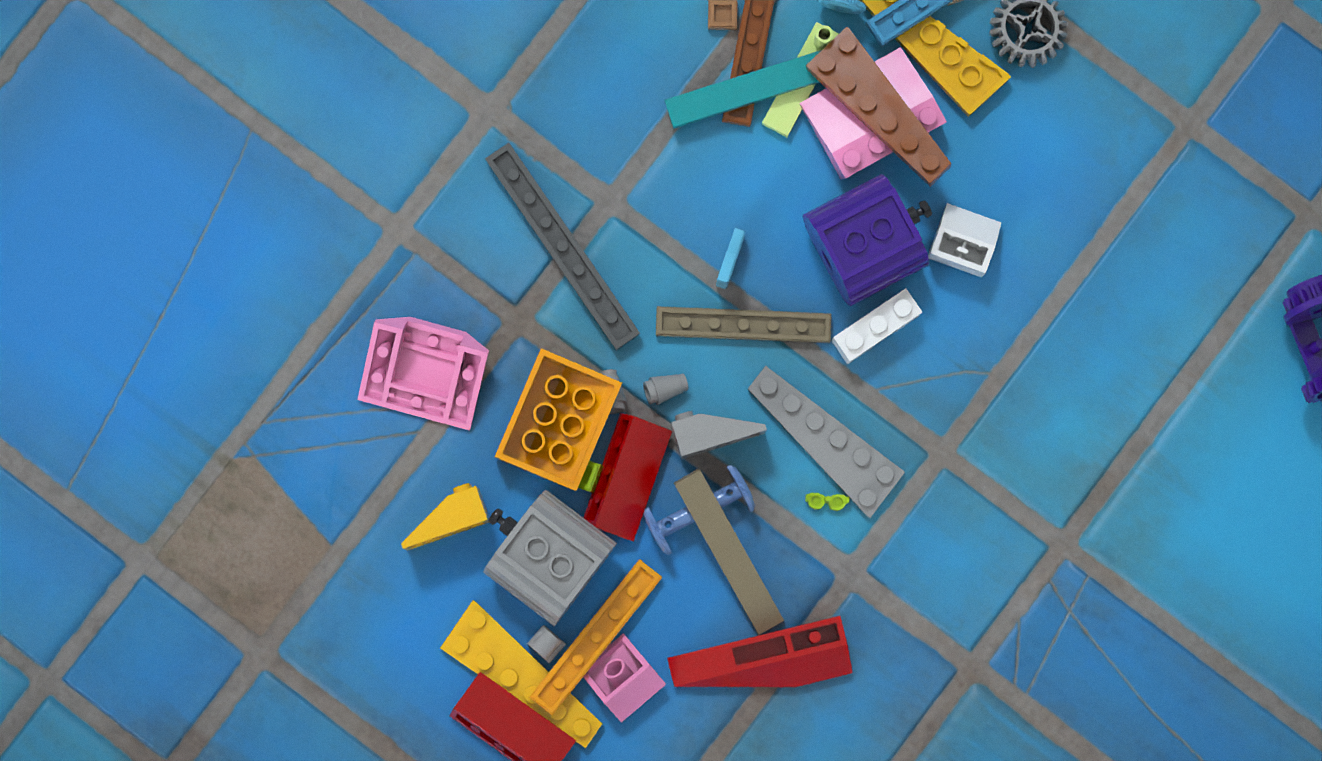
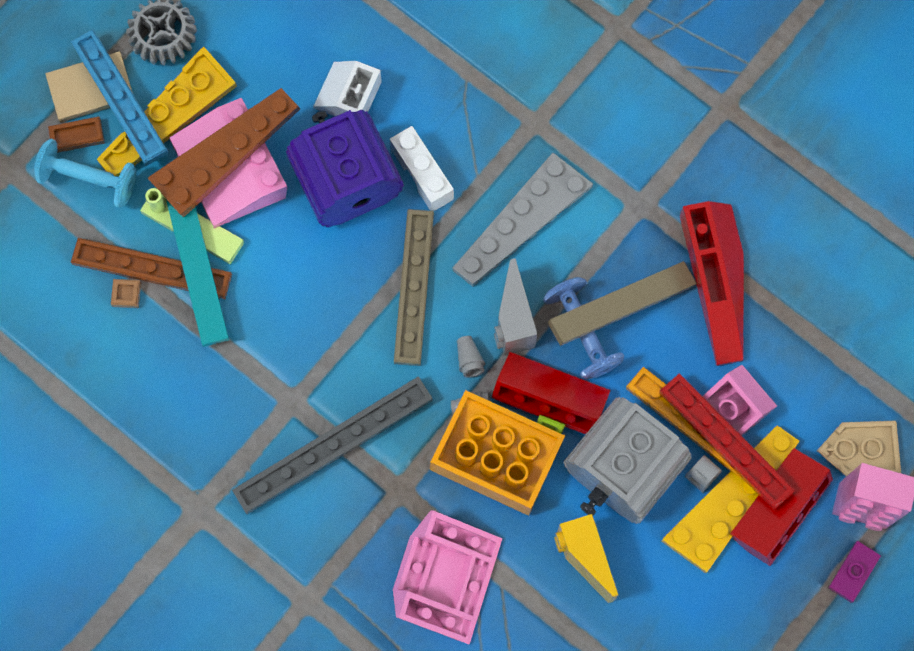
camera: 85 degrees left, 10 degrees down
(577, 666) = (727, 442): none -> red tile
(730, 259) = (357, 292): medium azure tile -> none
(835, 502) = (577, 214): lime piece -> none

